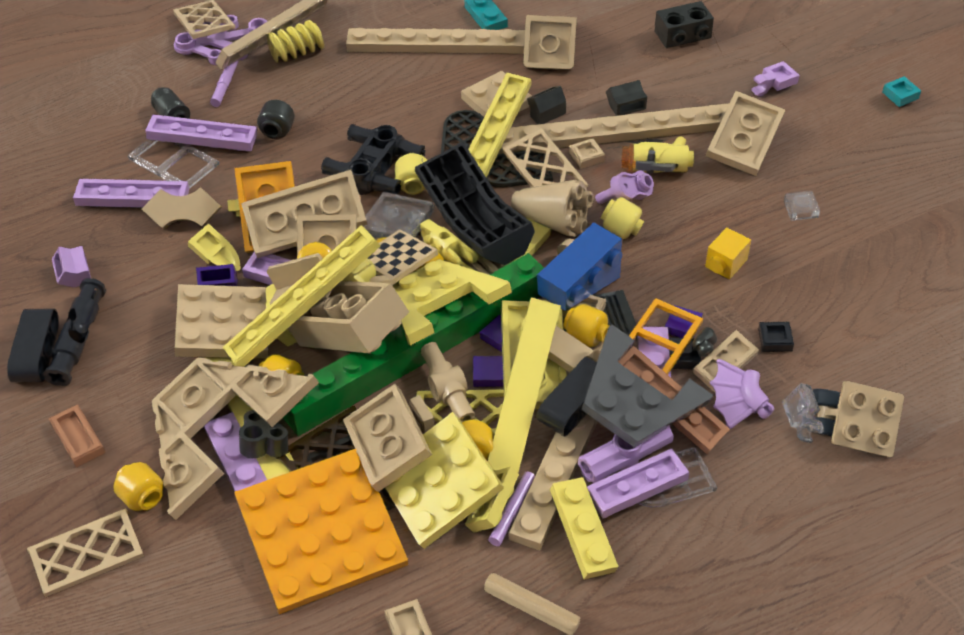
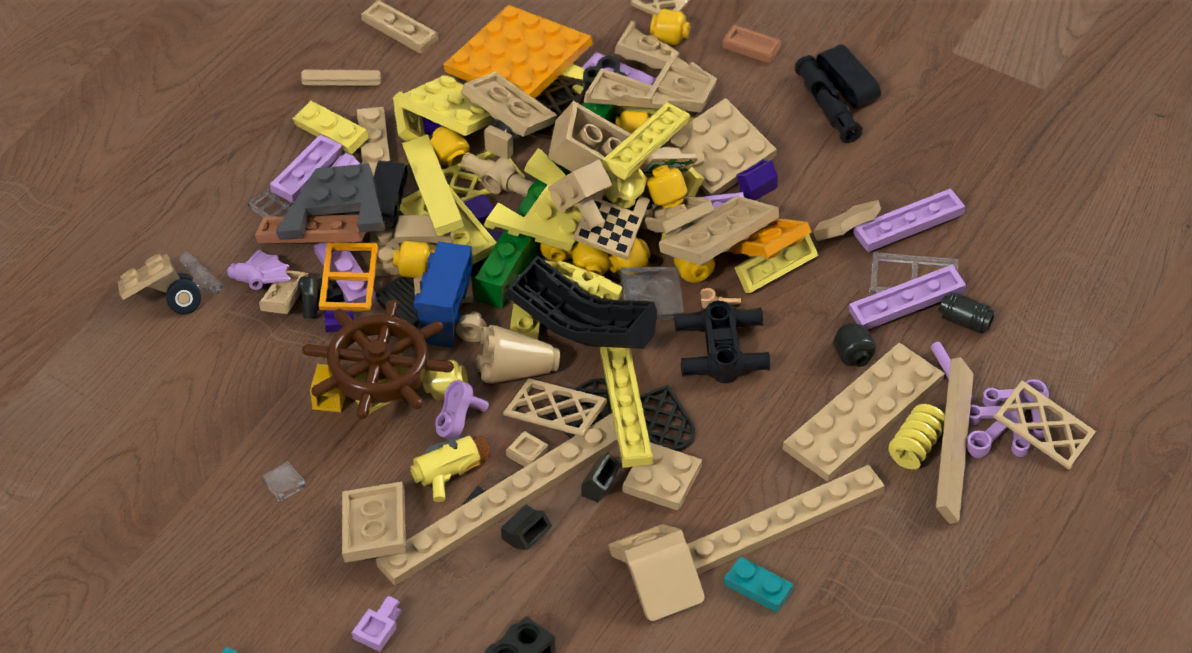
camera: 150 degrees right, 0 degrees up
(70, 266) = (887, 144): lavender piece -> none
(214, 248) = (790, 204): light yellow plate -> none
(313, 81) = (863, 412): none -> tan plate
(406, 173) = (673, 343): light yellow head -> none
(408, 253) = (580, 189): none -> tan brick
(511, 509) = (393, 138): lavender piece -> none
(681, 232) = (381, 368): none -> reddish brown brick
(775, 336) = (253, 340): black tile -> none

